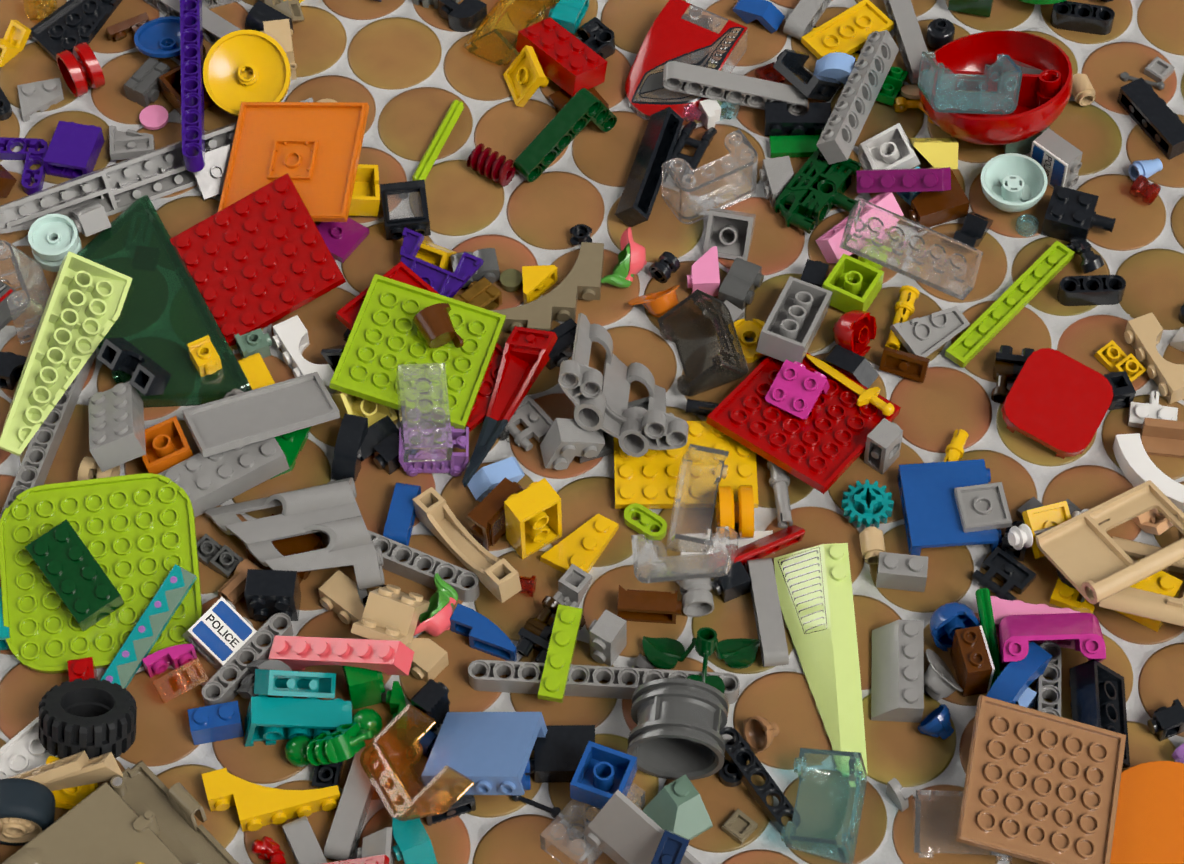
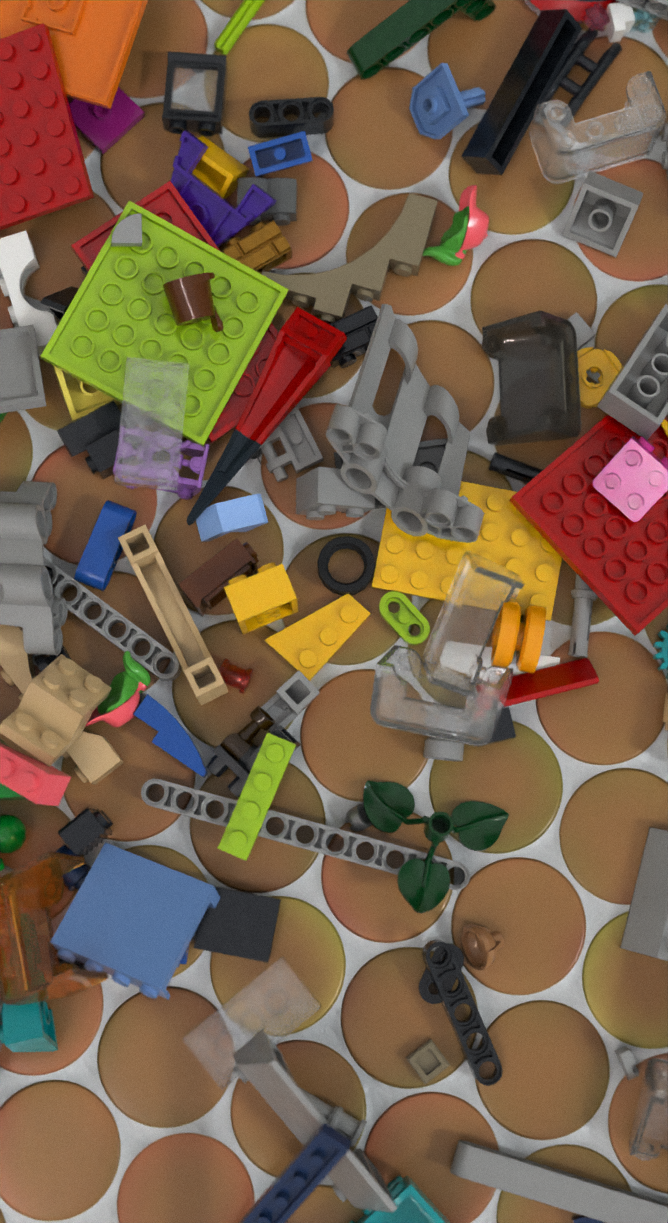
camera: 10 degrees right, 25 degrees up
(348, 447) = (51, 448): black brick -> none
(366, 192) = (146, 57): yellow piece -> none
(379, 292) = (128, 232): none -> light grey tile
(395, 699) = (48, 835): green slope -> none
(479, 234) = (280, 154): none -> blue brick
(481, 212) = (302, 107): none -> black beam
(491, 166) = (317, 47): dark red piece -> none
(511, 280) = (310, 225): olive tile -> none
(537, 281) = (340, 236): yellow slope -> none
(554, 811) = (212, 993): black hinge -> none
(580, 233) = (416, 168): black plate -> none
(590, 183) = (438, 103): none -> medium blue piece
(591, 479) = (333, 546): none -> black tyre
(602, 774) = (270, 996): blue brick -> none
(607, 638) = (319, 782): light grey brick -> none
(648, 606) = (382, 741): reddish brown window -> none
(658, 302) = (490, 298): orange piece -> none
(666, 265) = (508, 248): black wheel -> none
(678, 728) = (377, 944): dark grey wheel -> none
(679, 809) = (356, 1033): sand green slope -> none
(705, 273) = (558, 271): bright pink slope -> none
(741, 283) = (600, 291): dark grey brick -> none
(767, 612) = (527, 778): light grey beam -> none
(820, 617) = (591, 798): yellowish green wedge -> none
(827, 804) = (535, 1071): clear light blue windscreen -> none

